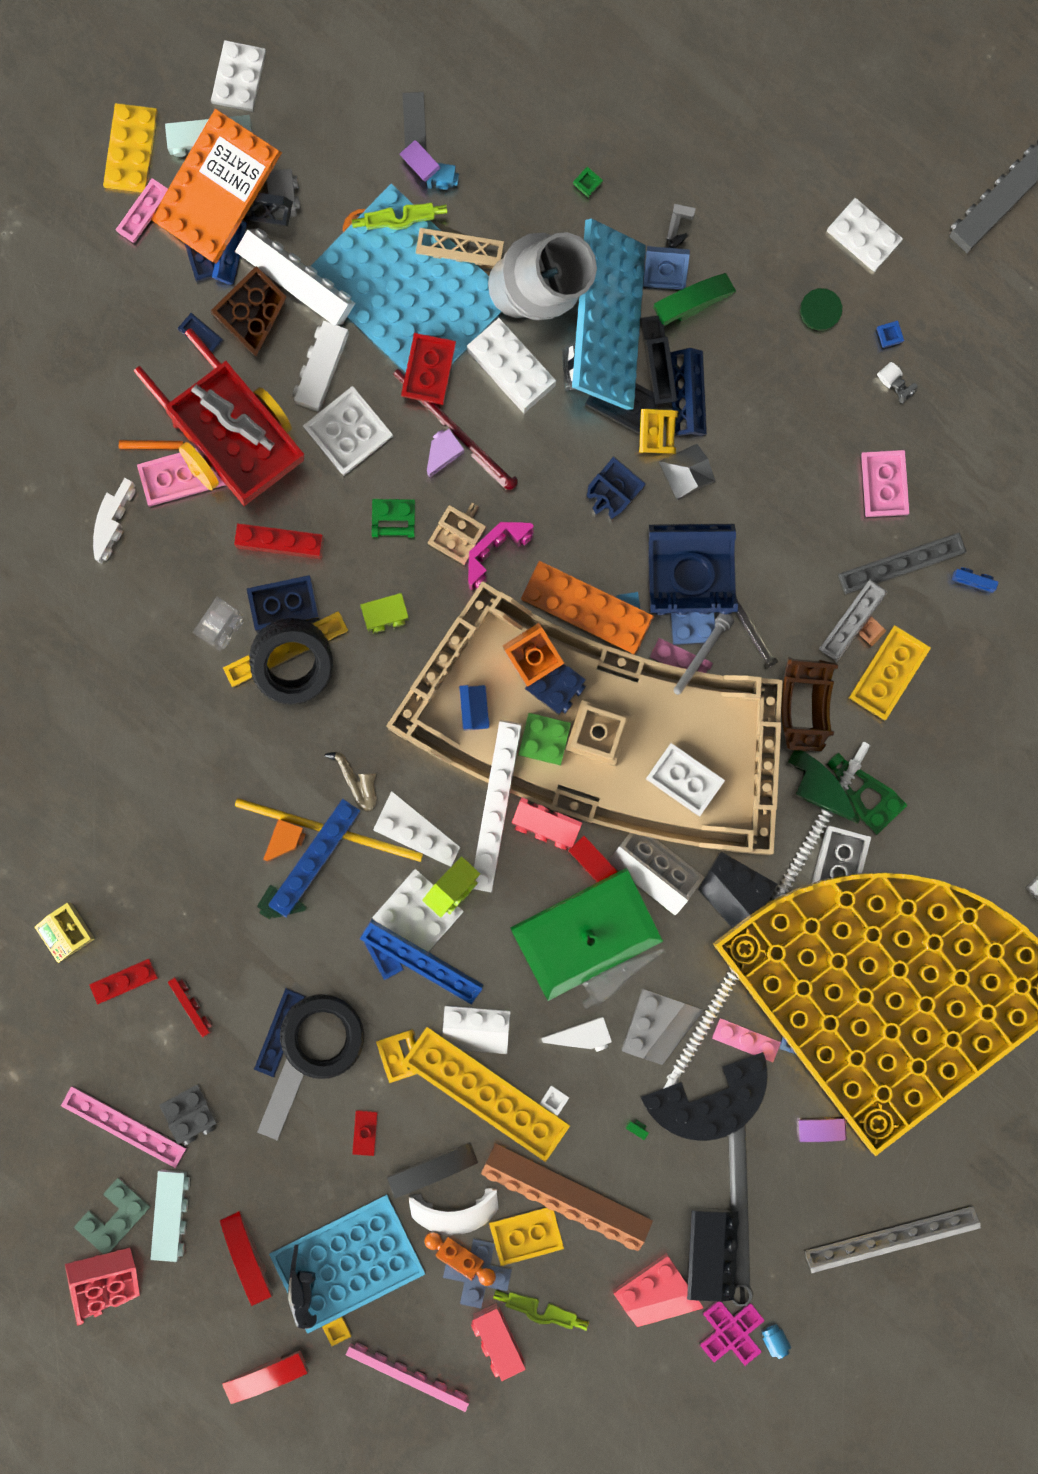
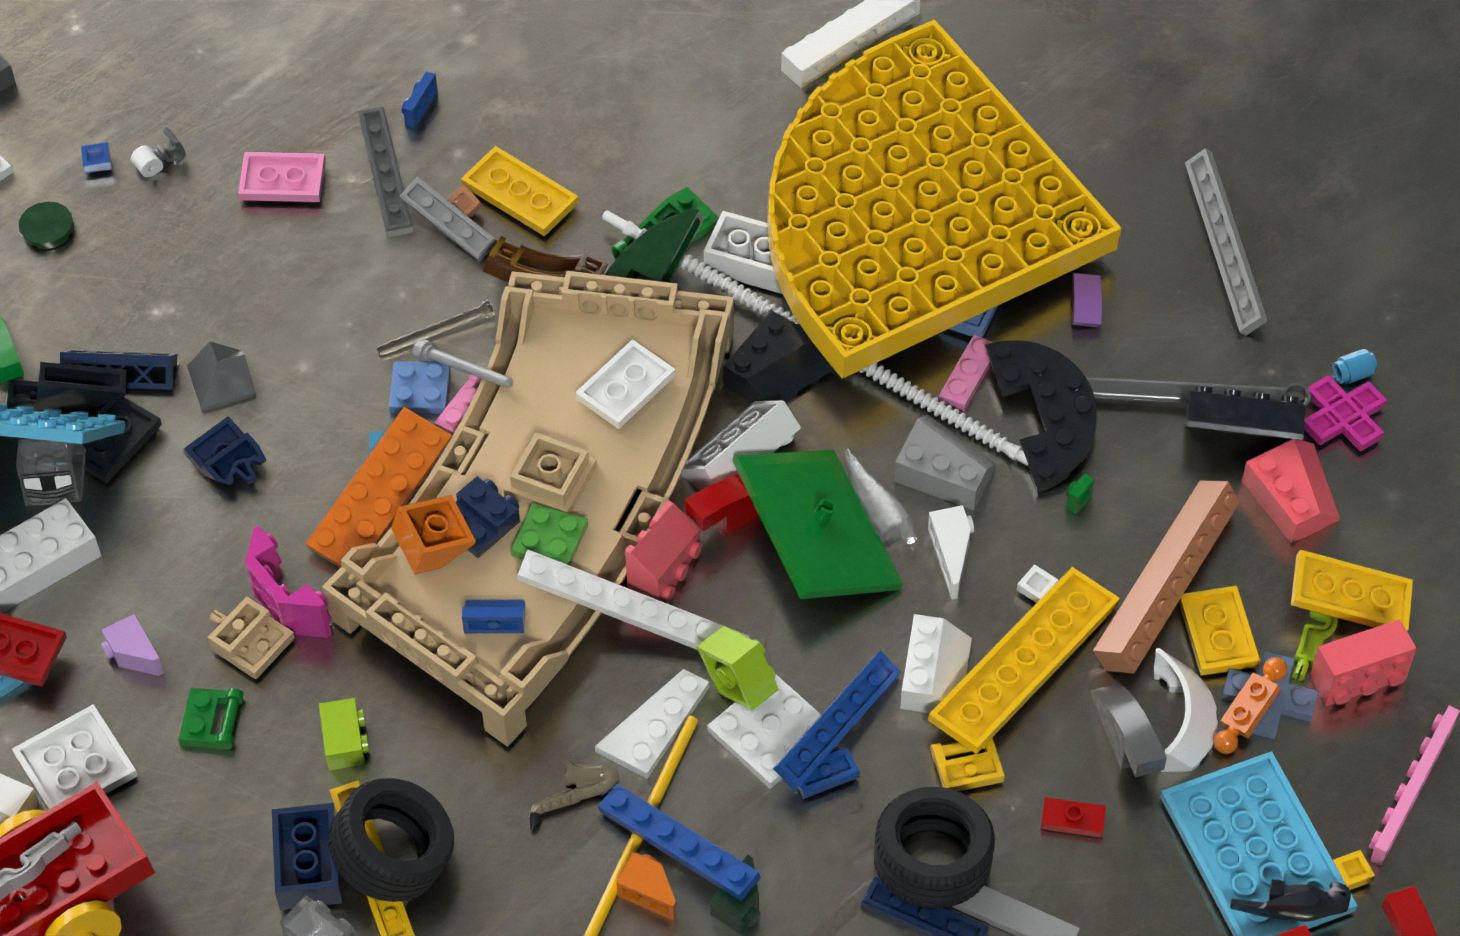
camera: 85 degrees left, 30 degrees down
(279, 541) = (214, 858): red brick -> none
(478, 454) = (144, 608): dark red bar -> none
(563, 1335) = (1350, 591): none -> yellow plate
(652, 431) = (161, 399): yellow plate -> none
(692, 568) = (349, 377): dark blue panel -> none

